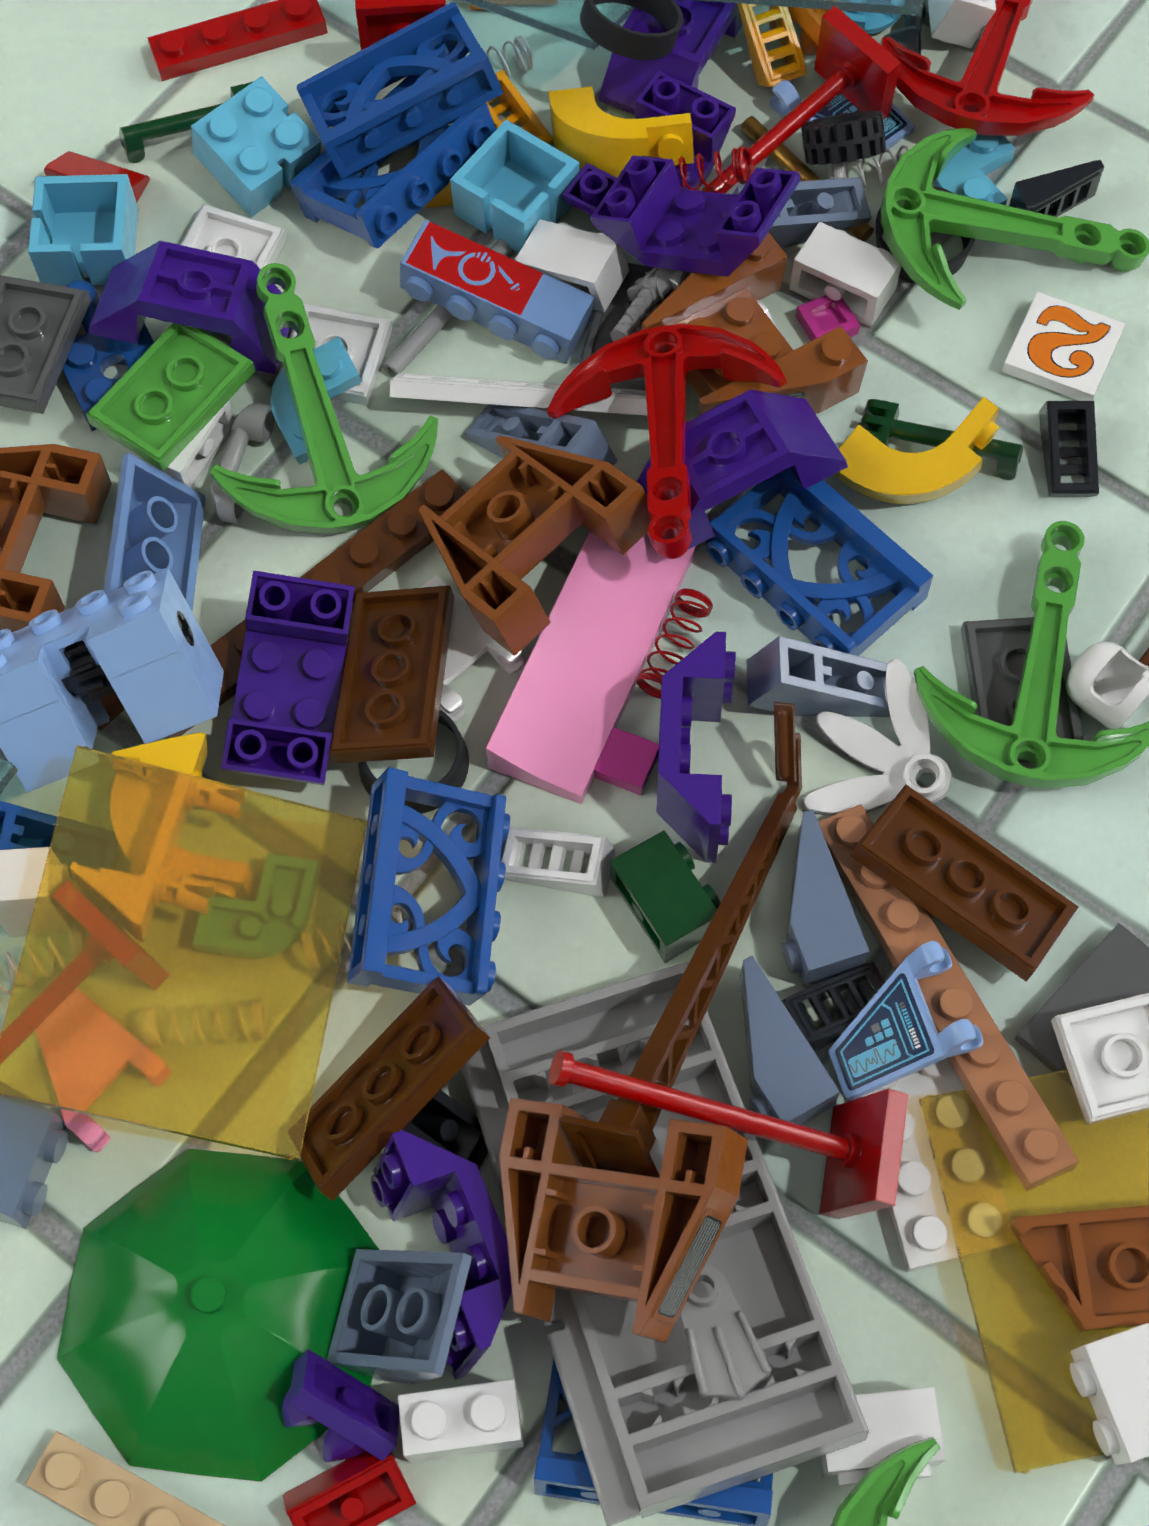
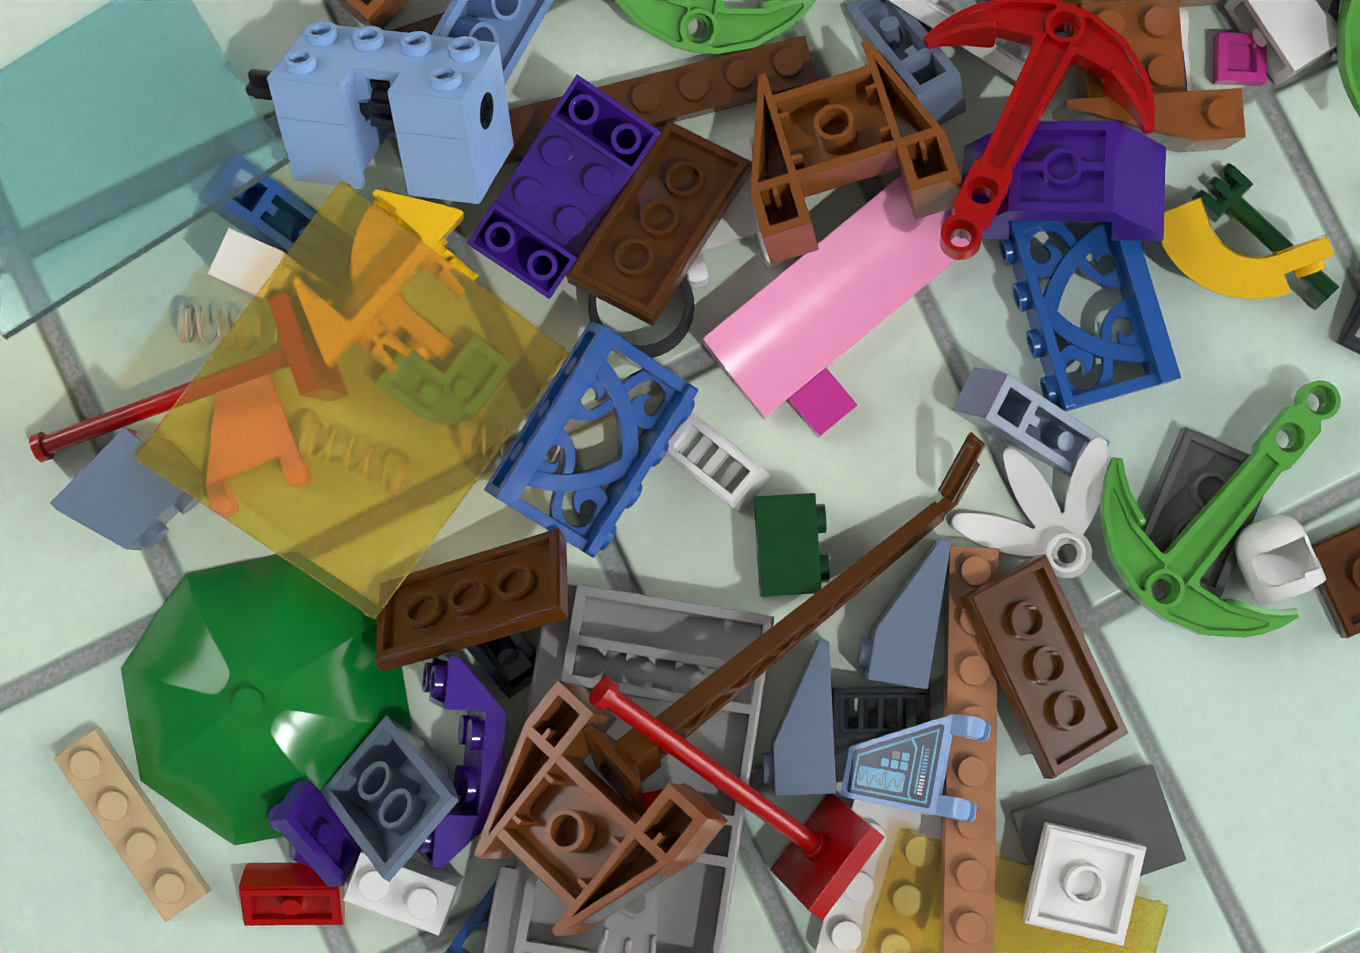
camera: 25 degrees right, 20 degrees up
(689, 609) = (958, 286): red piece -> none
(690, 693) = (915, 377): dark purple slope -> none

